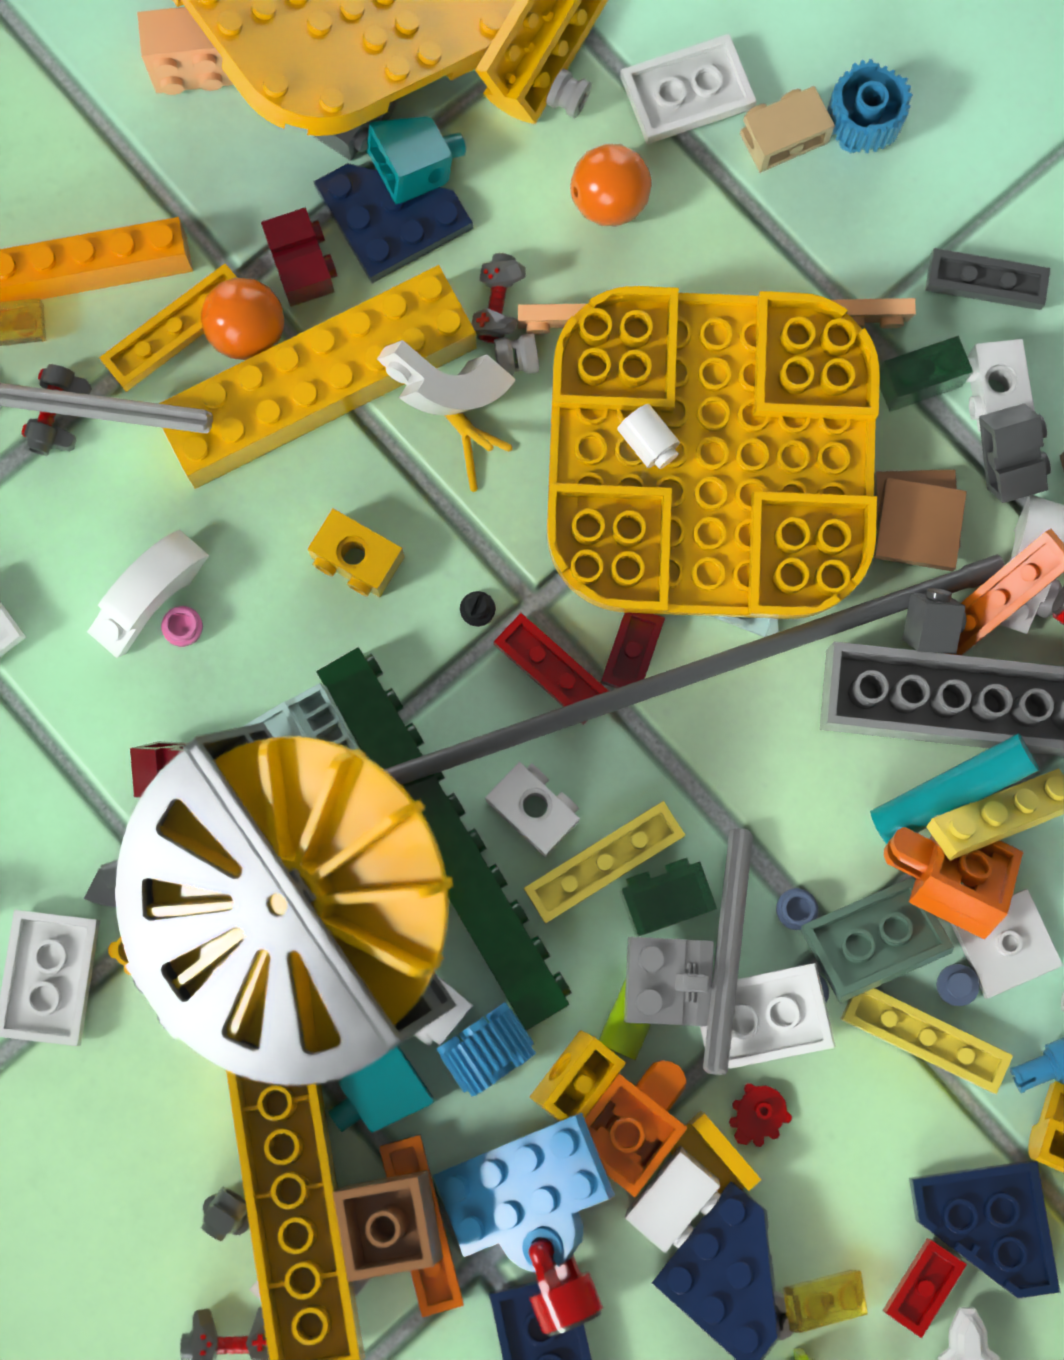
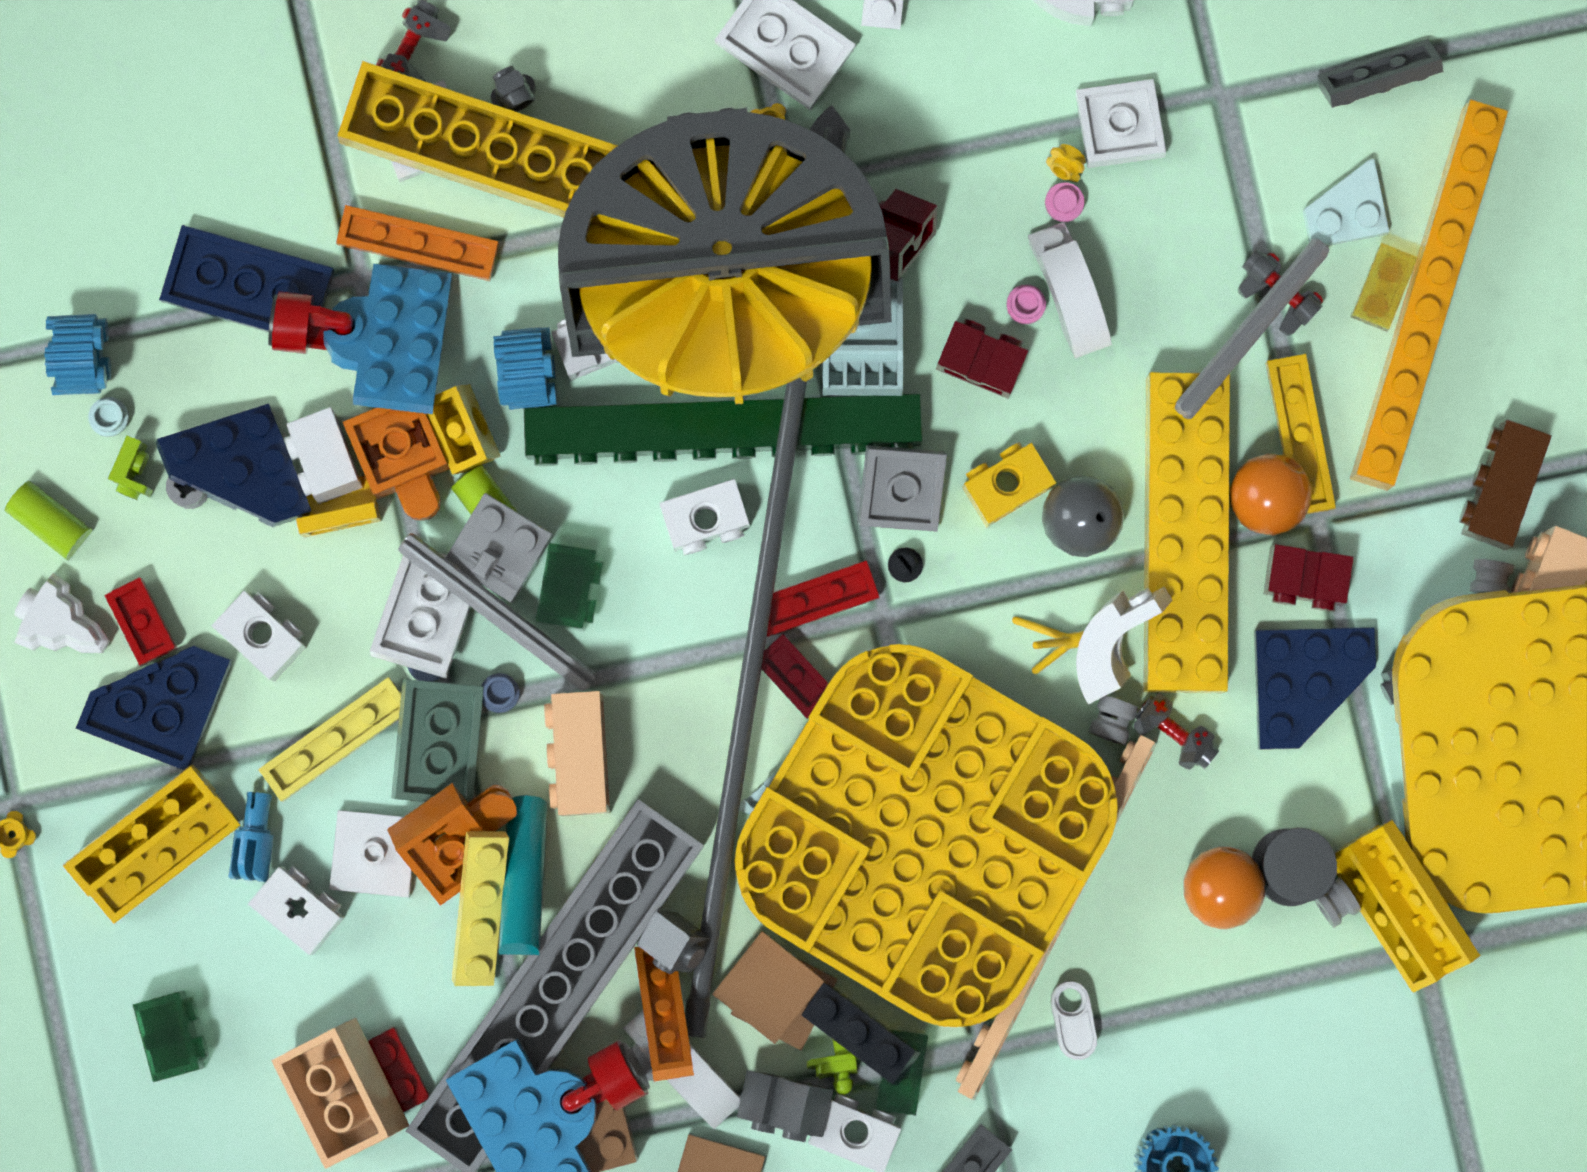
camera: 120 degrees right, 5 degrees up
(30, 657) = (1066, 162): none -> yellow plate
(68, 641) = (1064, 202): none -> bright pink plate
(127, 134) = (1504, 484): none -> reddish brown brick
(217, 106) = (1491, 576): none -> light grey wheel
(253, 636) = (981, 358): none -> dark red brick
(350, 470) = (1082, 516): none -> dark grey piece
(381, 1093) = (534, 266): teal torso -> none
(388, 1226) = (431, 213): medium nougat brick -> none
(411, 644) = (902, 488): none -> light grey hinge
(412, 155) = (1347, 726): teal torso -> none
(557, 134) = (1295, 865): none -> dark grey hat
(604, 862) = (627, 552): light yellow plate -> none
(649, 437) = (964, 782): white brick -> none
(688, 88) = (1284, 1015): white plate -> none
(759, 1115) = (350, 566): red piece -> none
(786, 128) = (1198, 1082): tan brick -> none
(798, 252) = (1074, 1029): none -> white piece
(817, 801) = (578, 753): none -> light nougat brick
(825, 1301) = (176, 533): clear yellow plate -> none
(882, 1188) = (237, 628): none -> white brick
(916, 418) = (860, 1034): none -> black plate
(946, 429) = (836, 1066): none -> lime piece
(957, 985) = (362, 791): sand blue plate -> none

